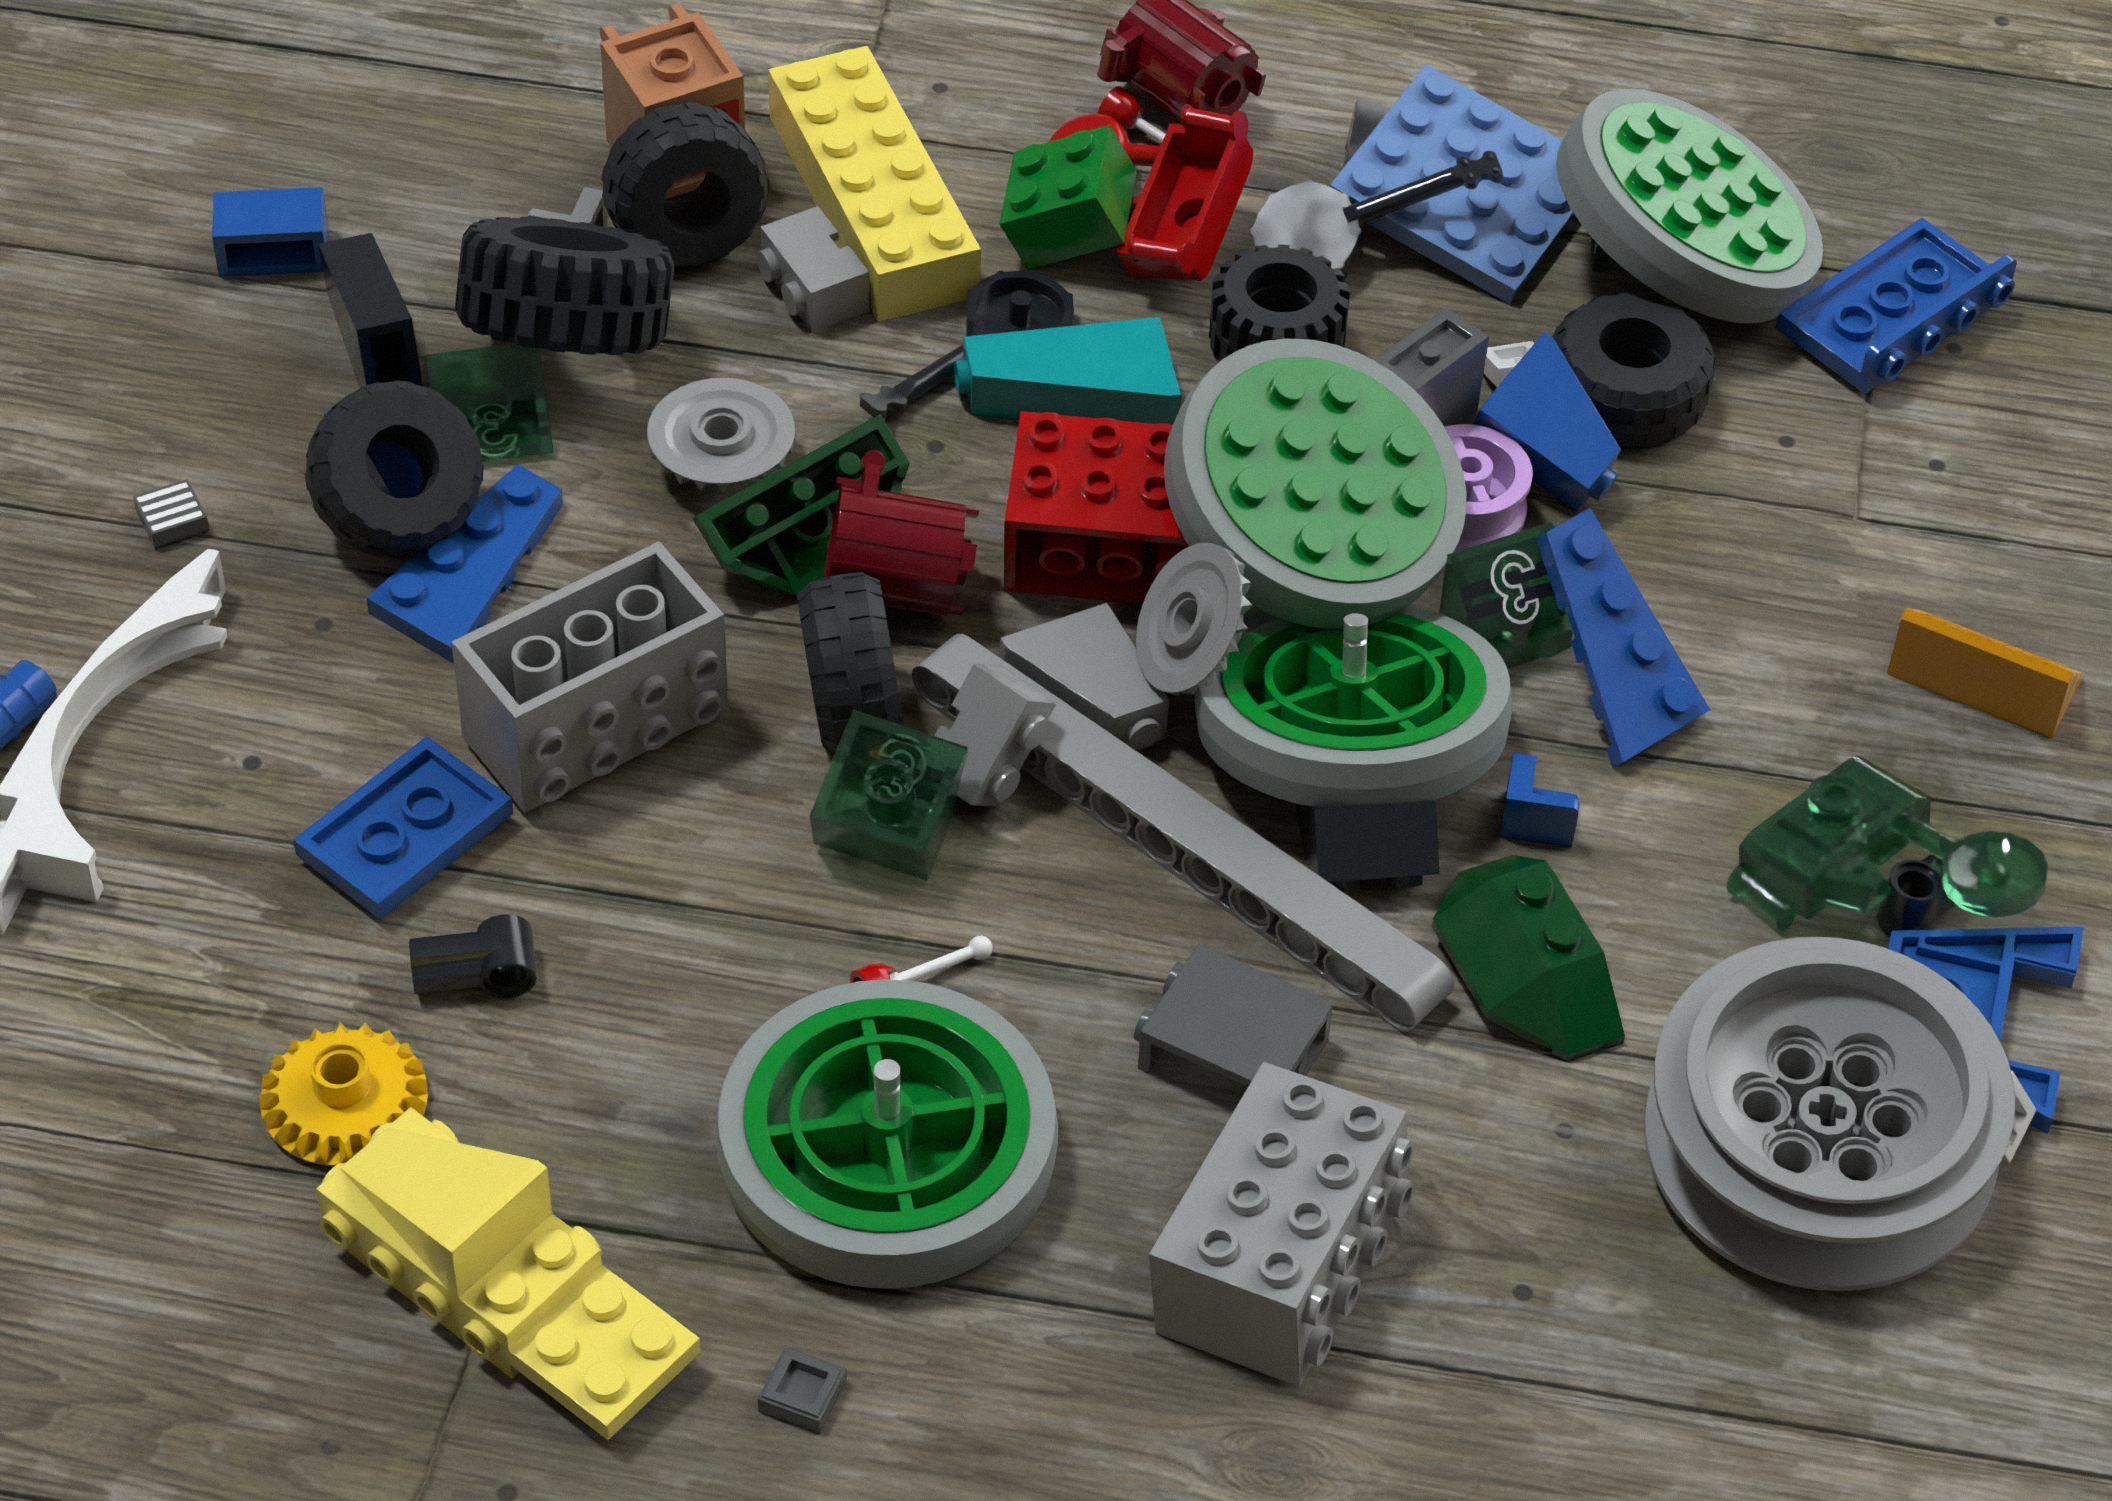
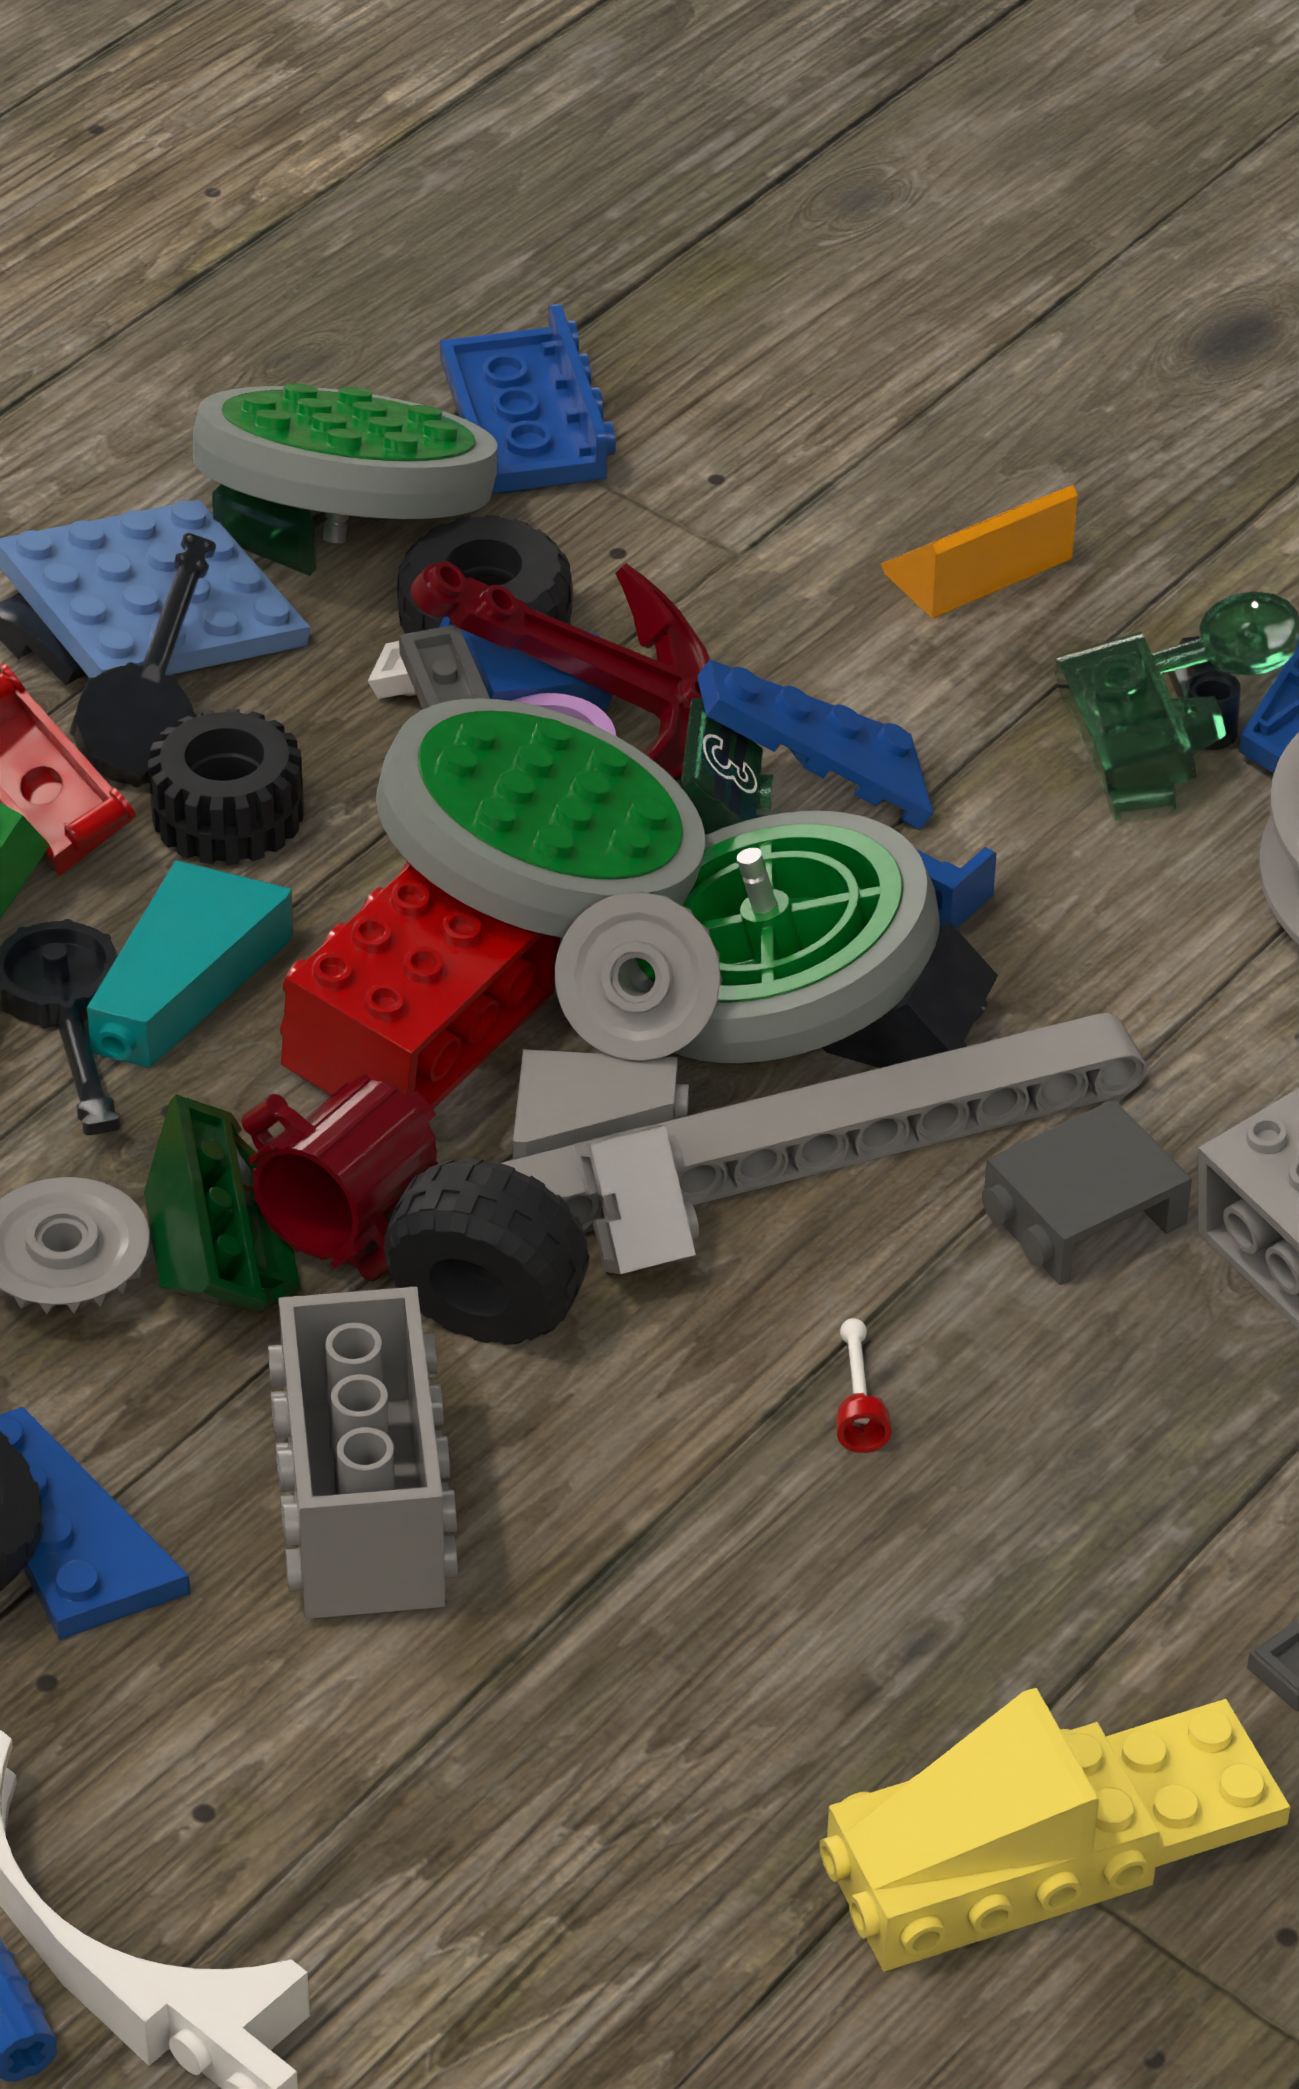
camera: 60 degrees left, 5 degrees down
(338, 1090) = (725, 1888): yellow gear -> none
(403, 827) = (406, 1706): blue plate -> none
(493, 958) = (631, 1698): black piece -> none
(886, 1133) = (1057, 1473): green wheel -> none
(888, 795) = (661, 1300): clear green slope -> none
(1530, 956) = (1109, 957): dark green wedge -> none
(1570, 449) = (654, 685): none -> dark red piece

